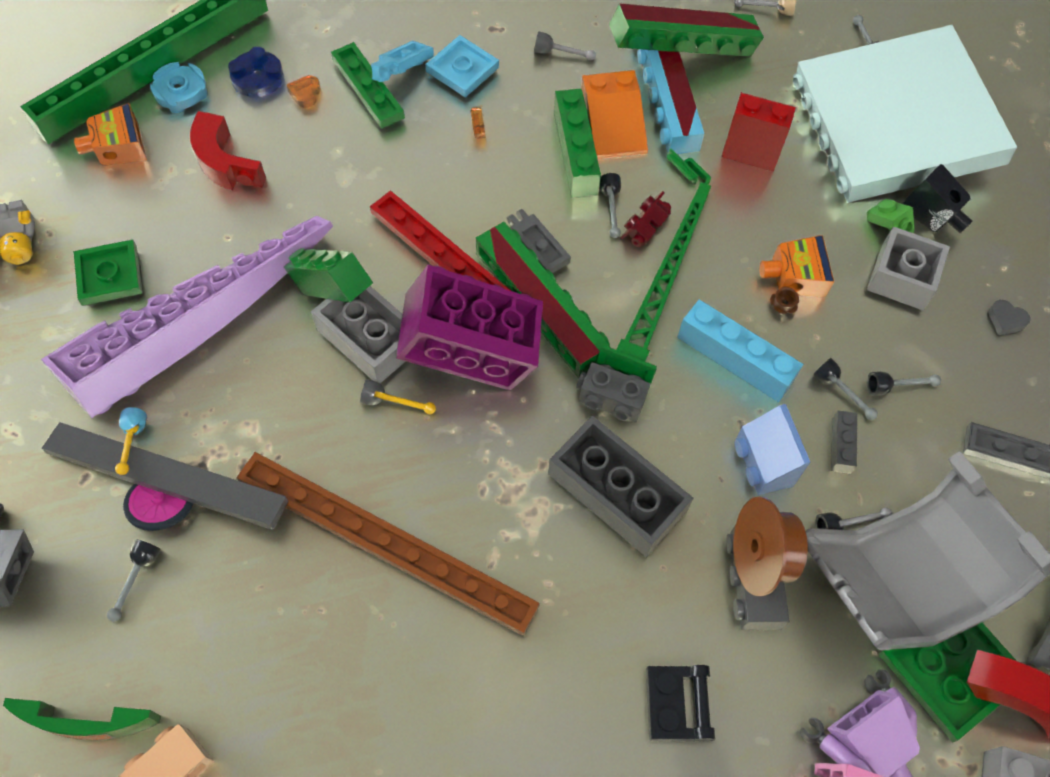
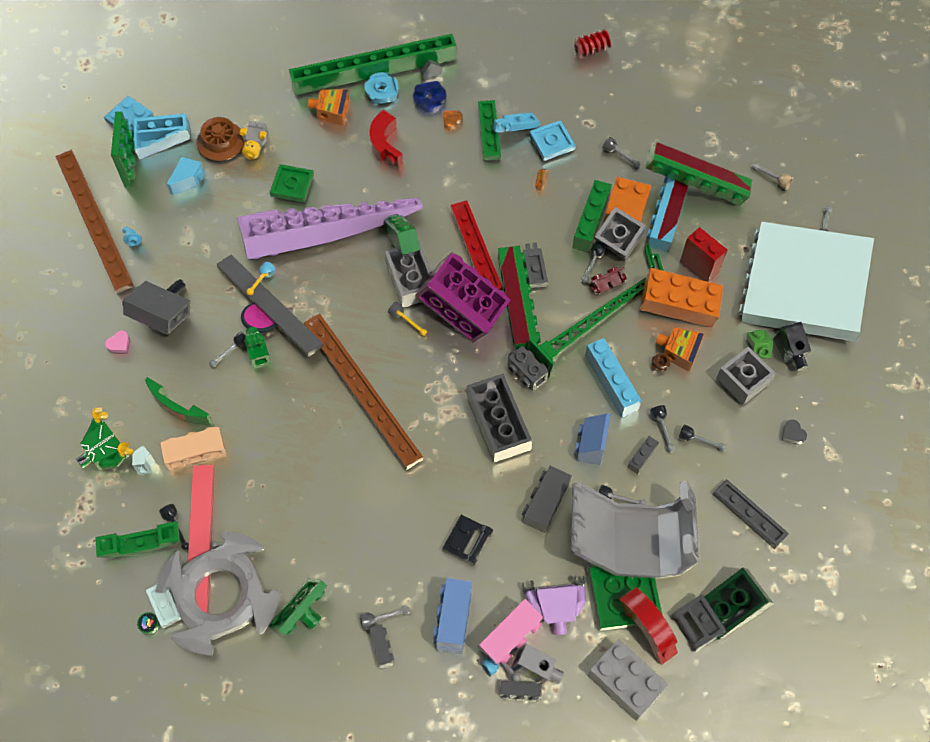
camera: 30 degrees right, 0 degrees up
(178, 555) = (256, 348): none -> green brick
(239, 36) = (431, 70): none -> dark grey tile
(632, 148) = (620, 233): none -> light grey brick
(761, 200) = (681, 297): none -> orange brick
(768, 546) = (553, 481): dark orange piece -> none

